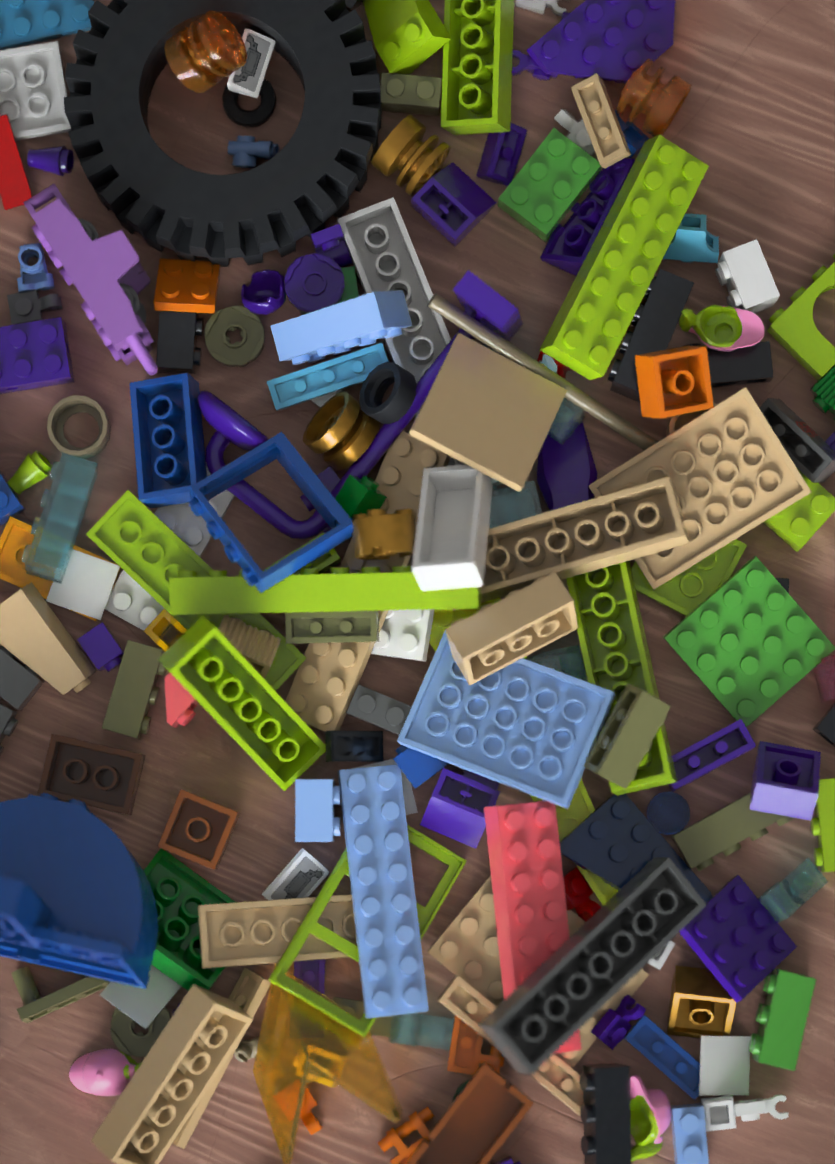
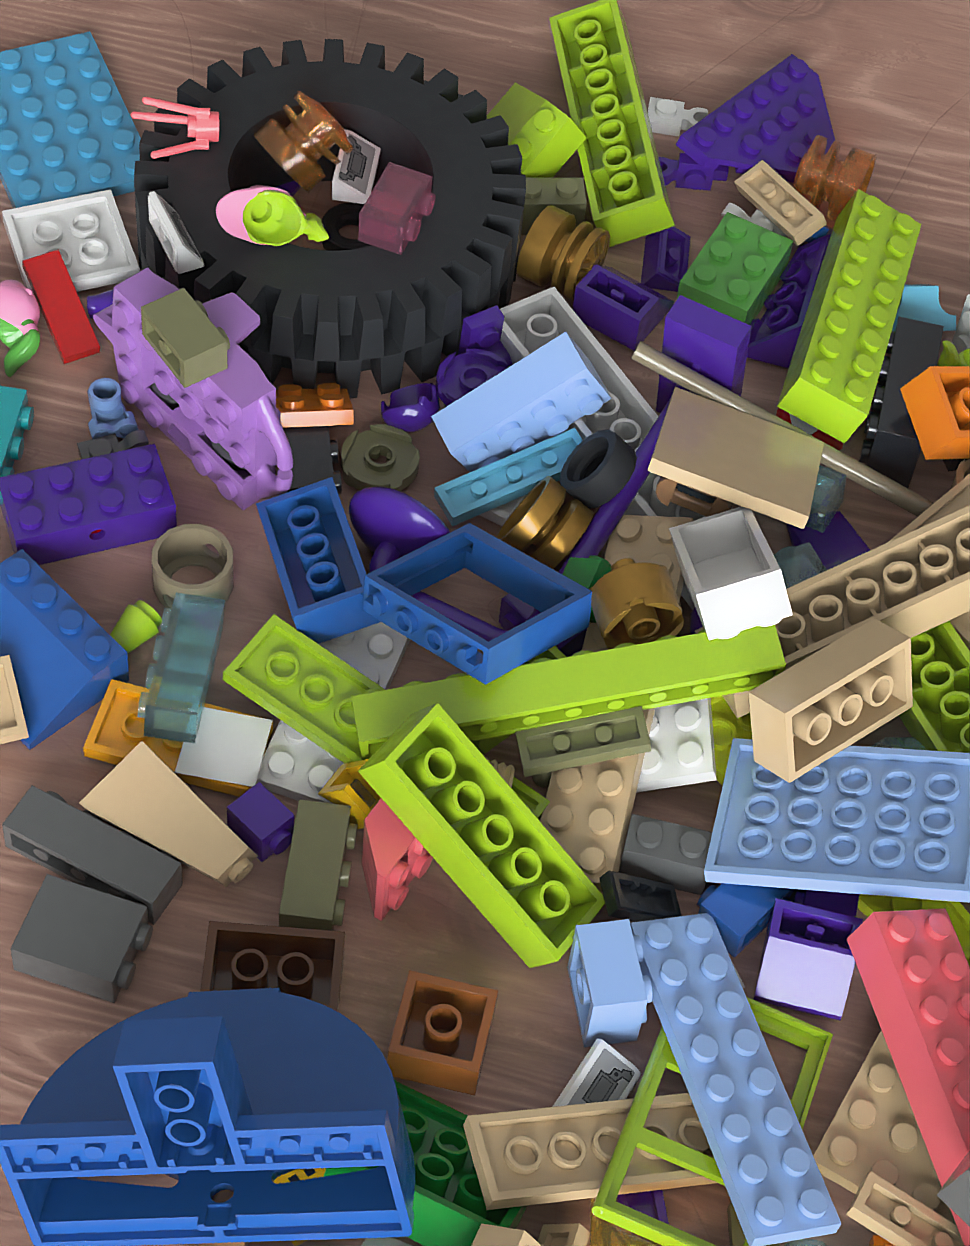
camera: 20 degrees left, 30 degrees down
(76, 282) = (185, 337): none -> olive brick
(88, 152) = (173, 235): none -> white slope
(121, 37) = (200, 123): none -> coral plant
(162, 147) = (267, 217): none -> lime hair
(264, 145) = (396, 208): none -> clear pink brick

